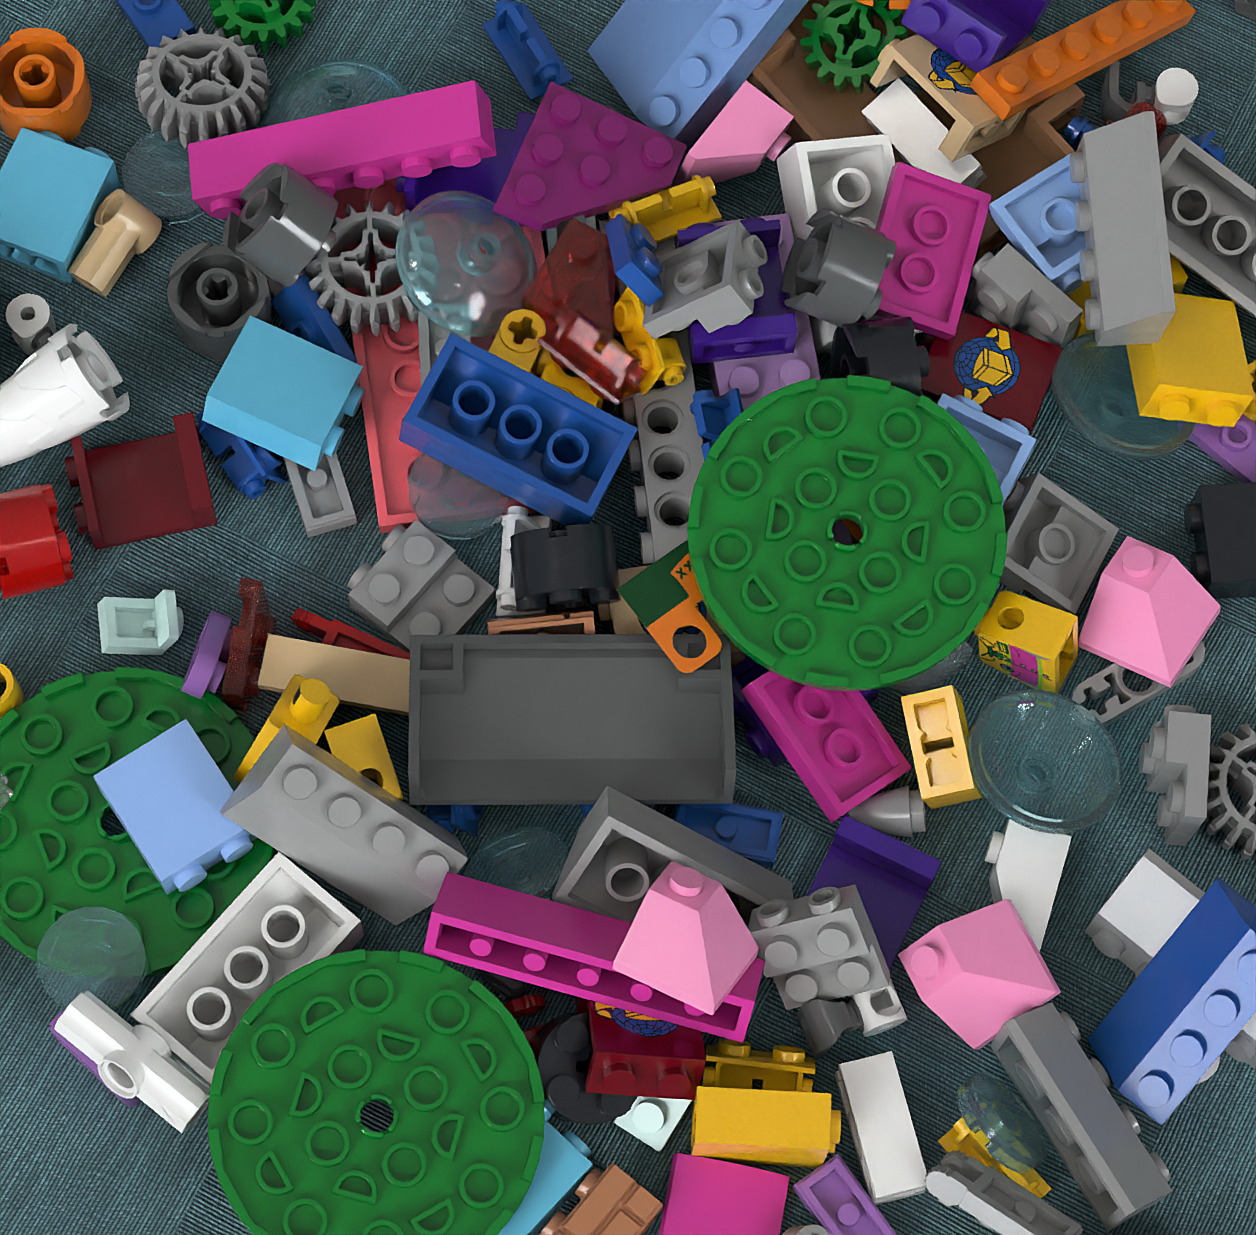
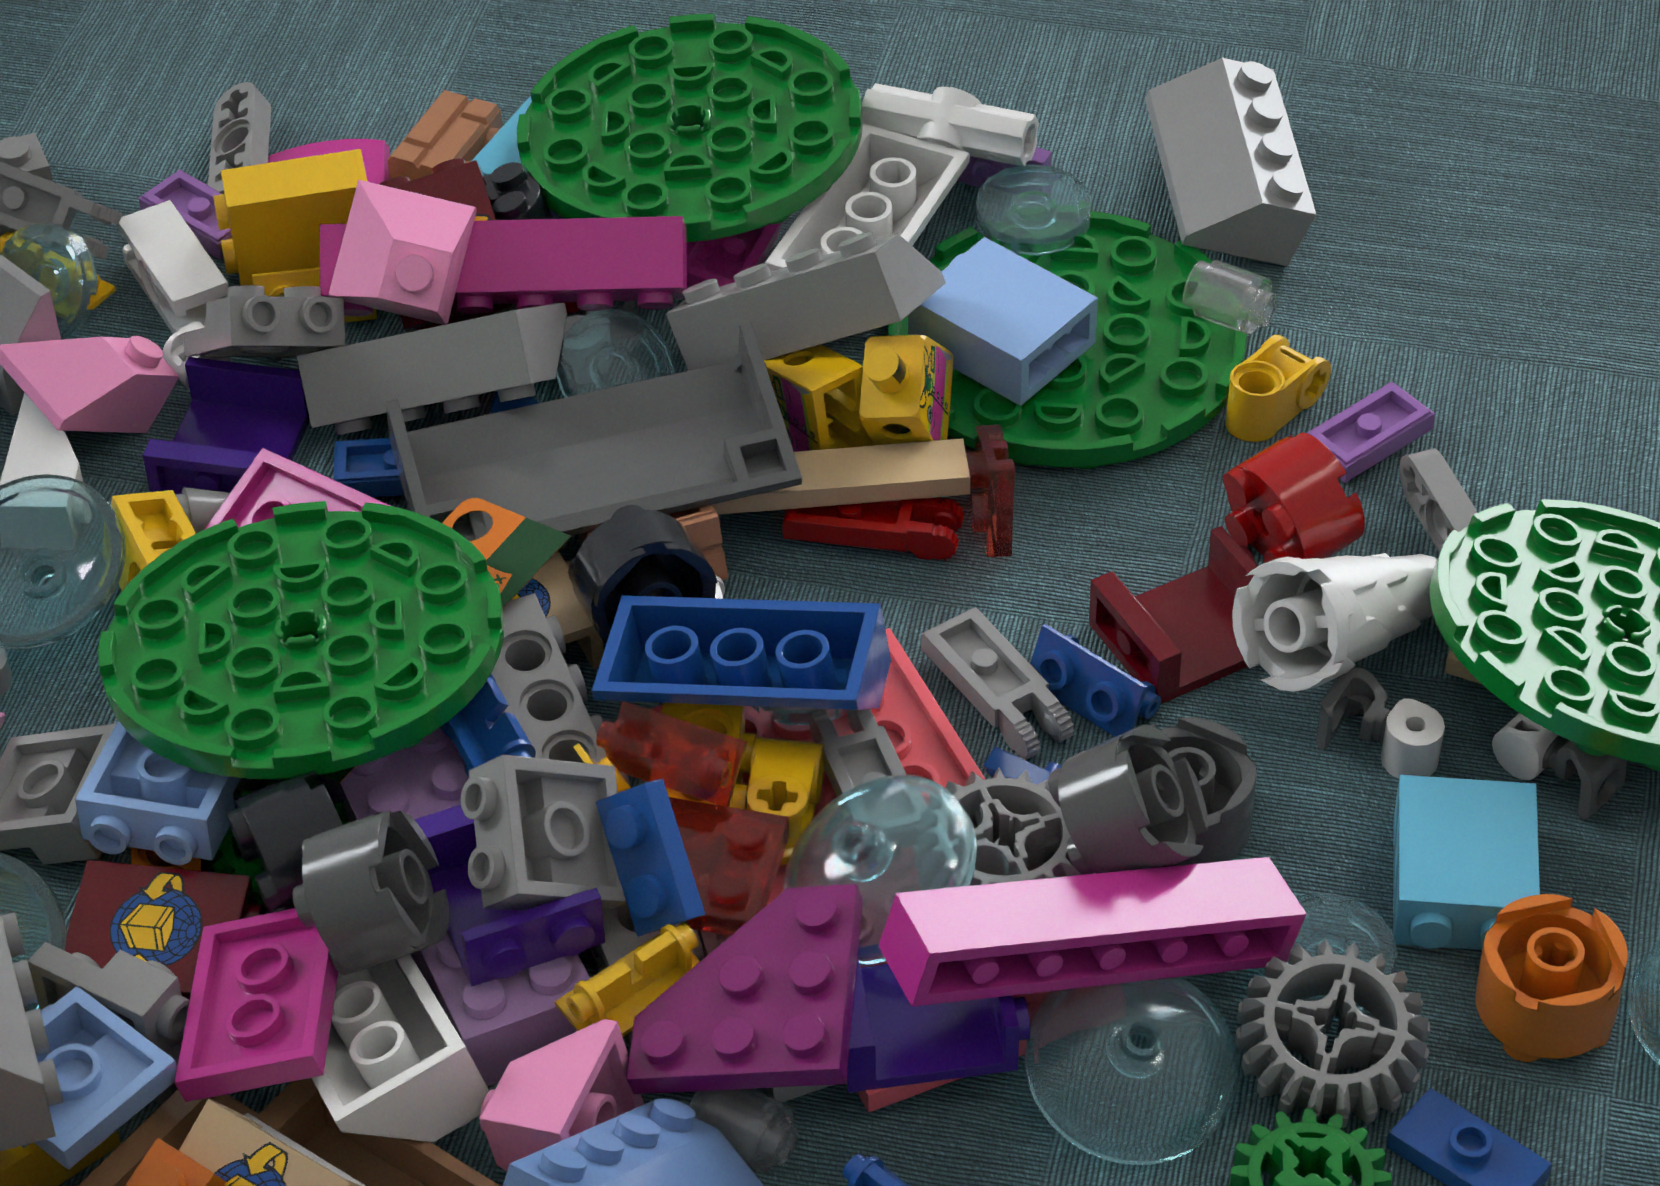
camera: 170 degrees right, 25 degrees down
(121, 232) = (1355, 838): tan piece -> none
(139, 624) = (1127, 489): light aqua bracket -> none
(204, 668) = (1029, 439): medium lavender plate -> none
(284, 394) = (1050, 684): medium azure brick -> none
(418, 588) = (845, 571): light grey plate -> none
(1028, 641) = (53, 673): yellow torso -> none

